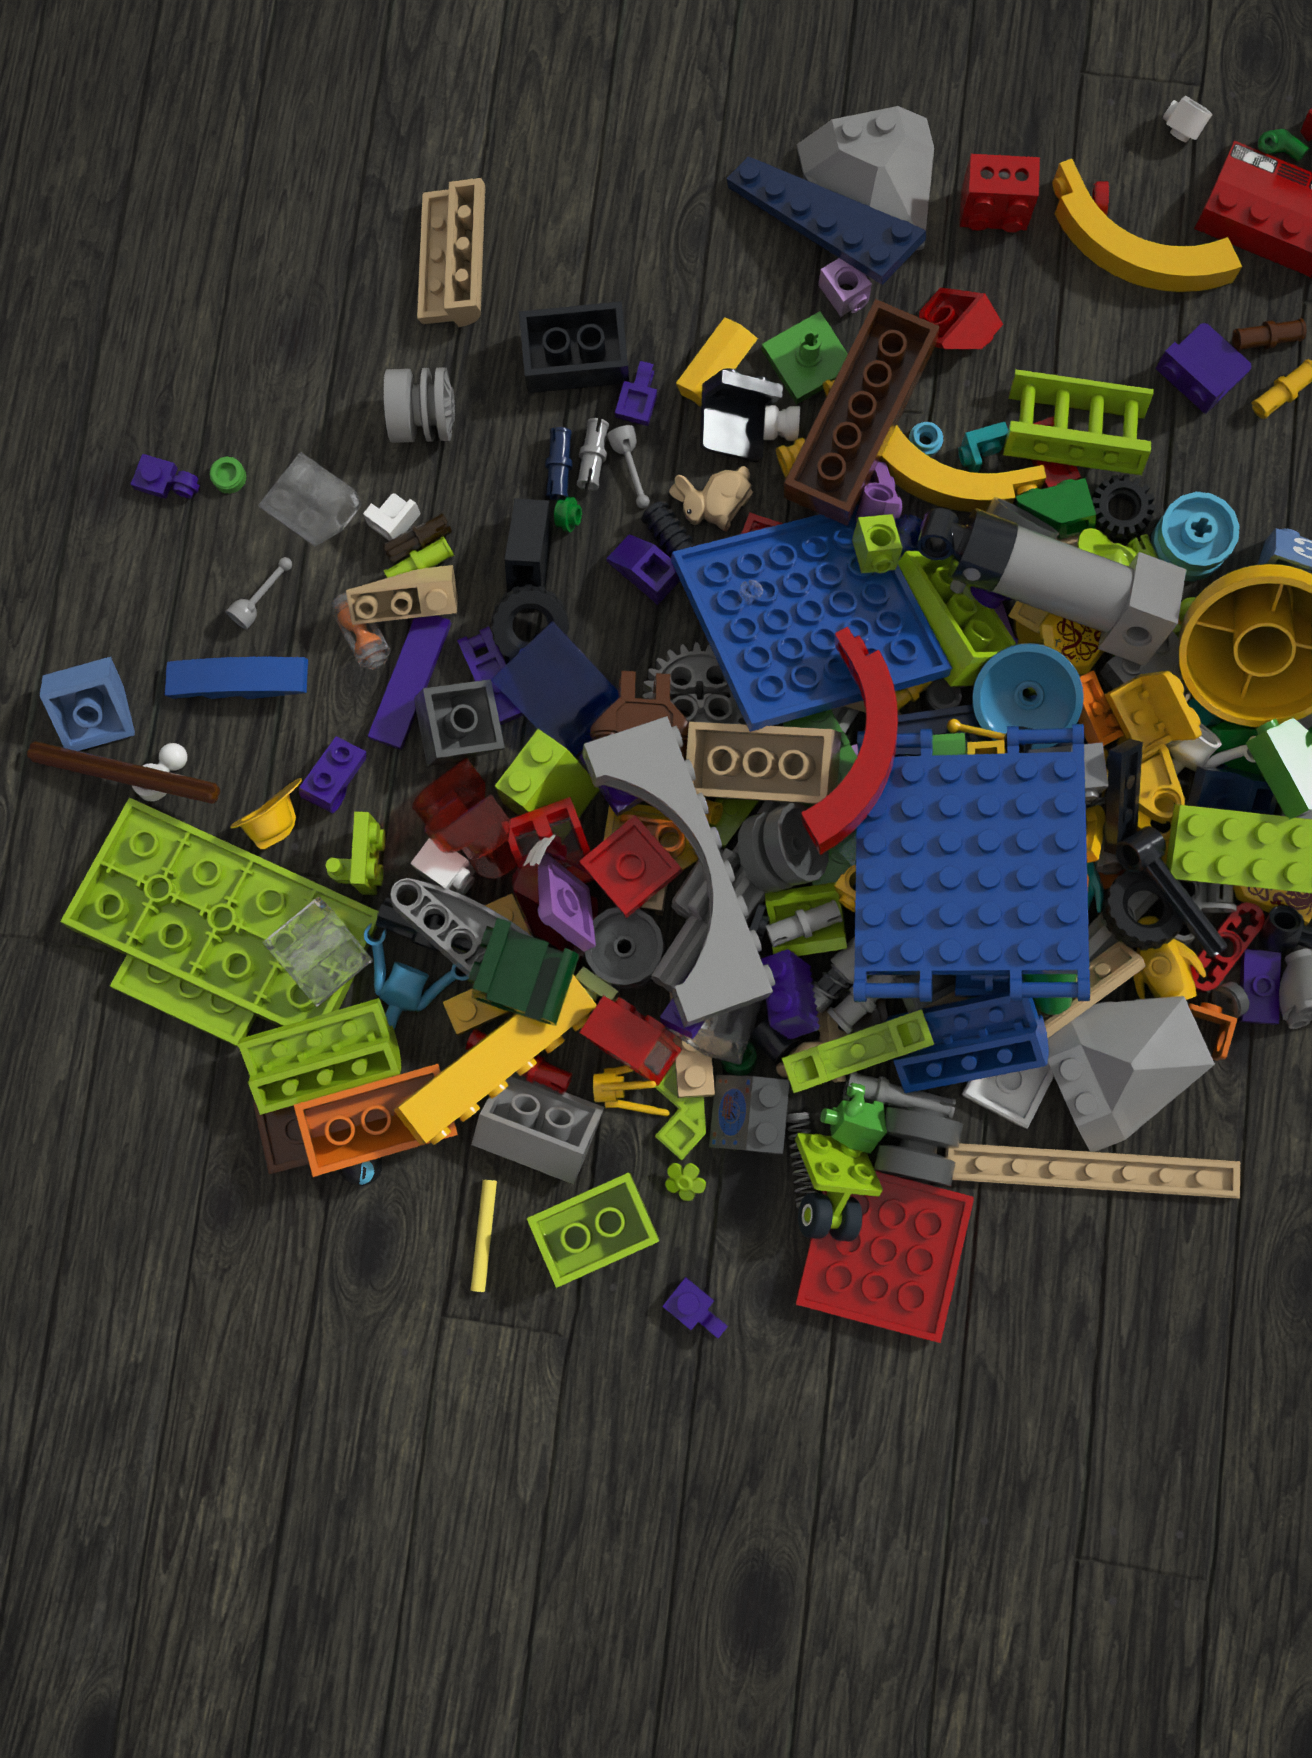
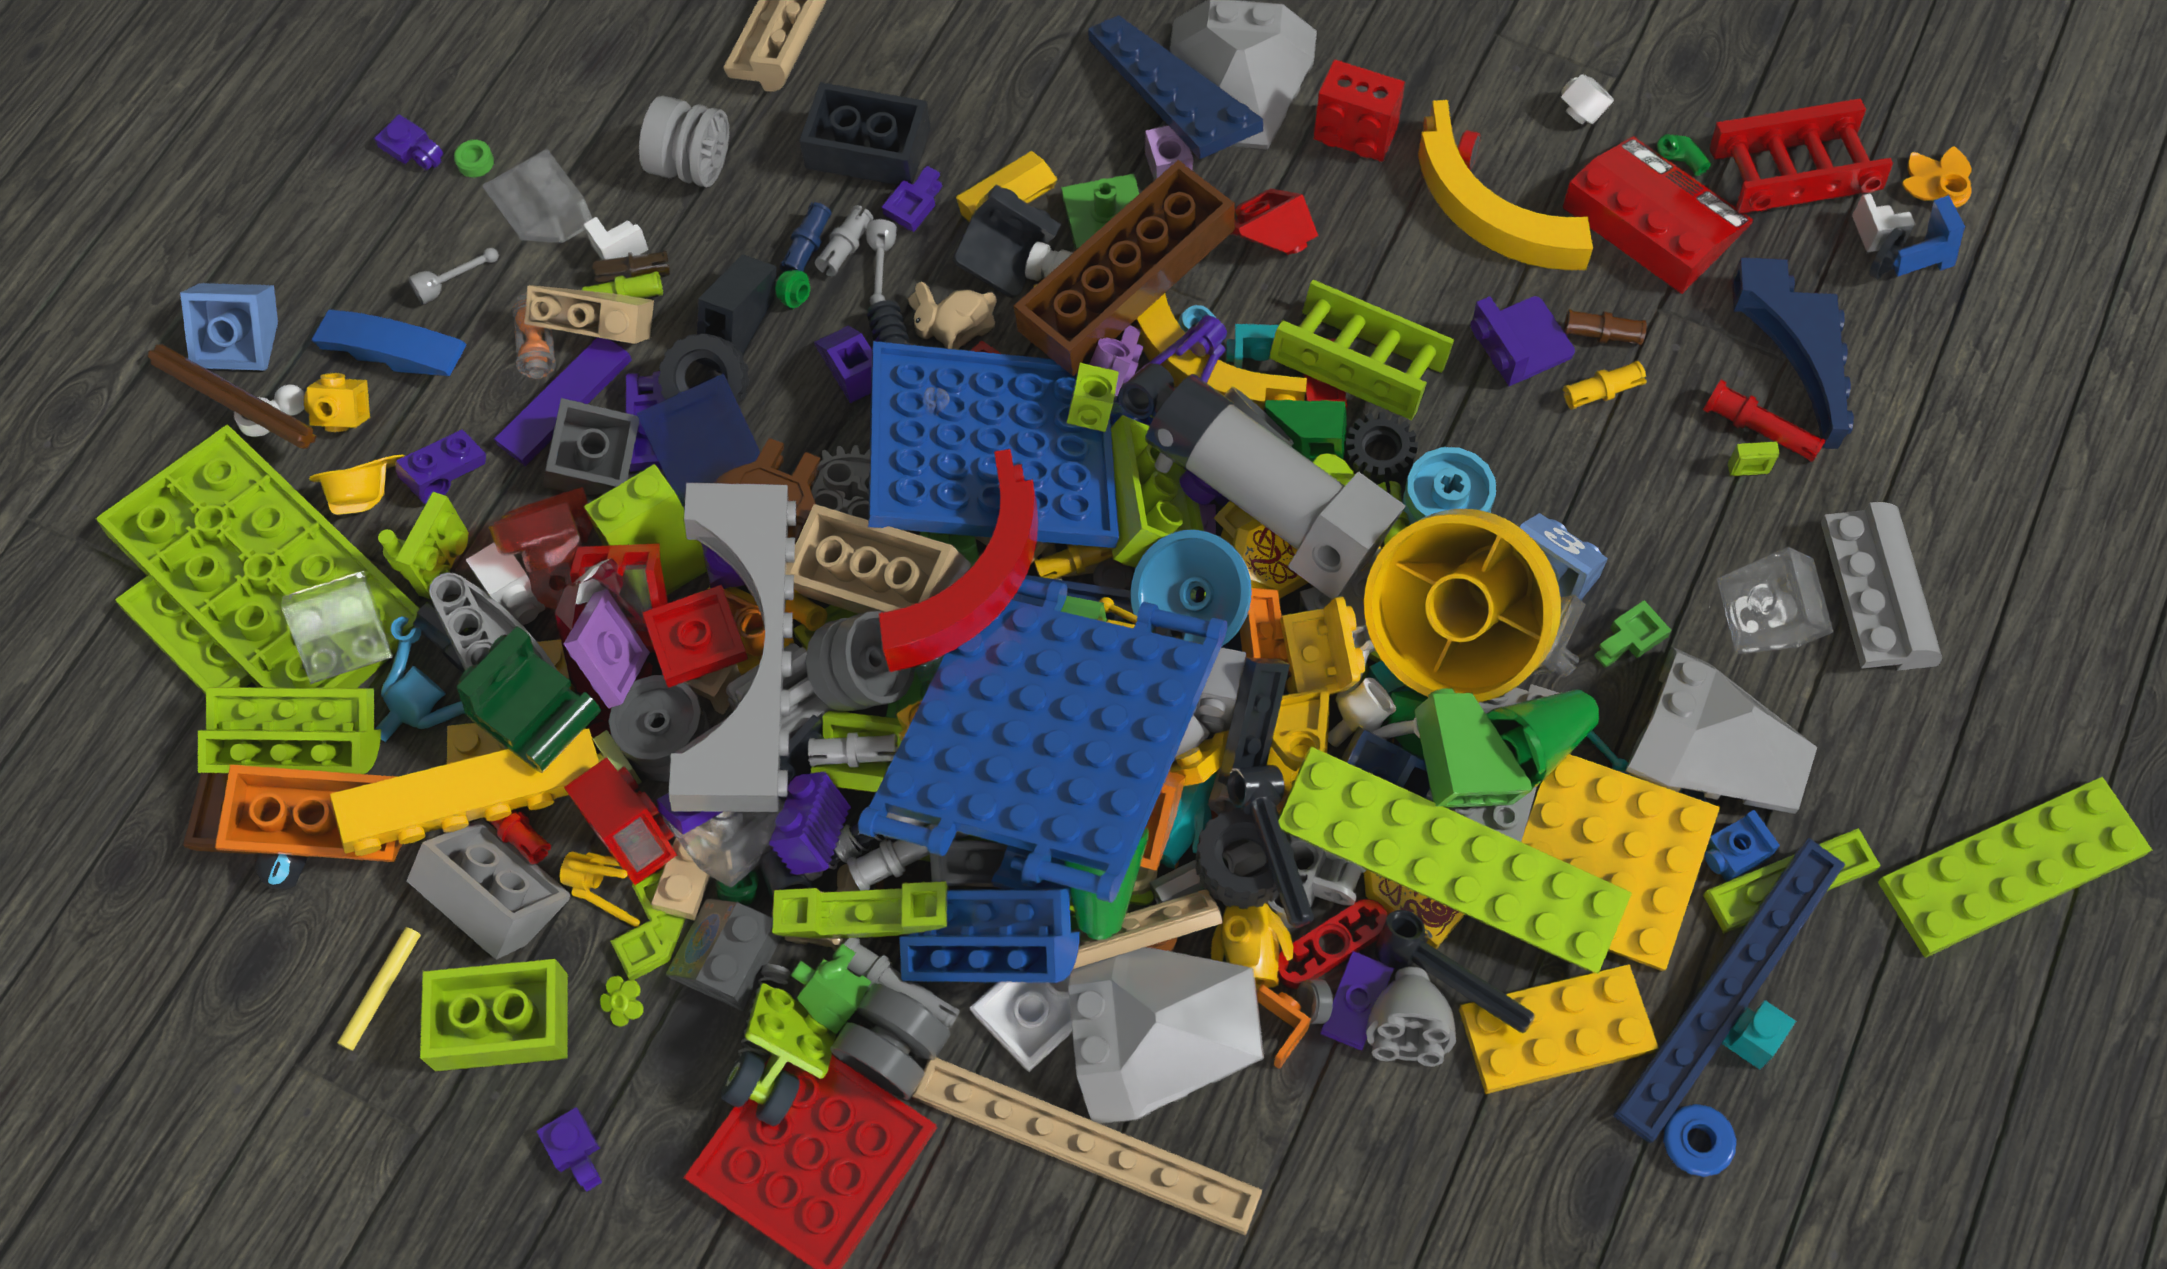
camera: 15 degrees right, 15 degrees down
(218, 748) = (337, 402): none -> yellow brick
(947, 459) = (1201, 340): none -> dark purple plant

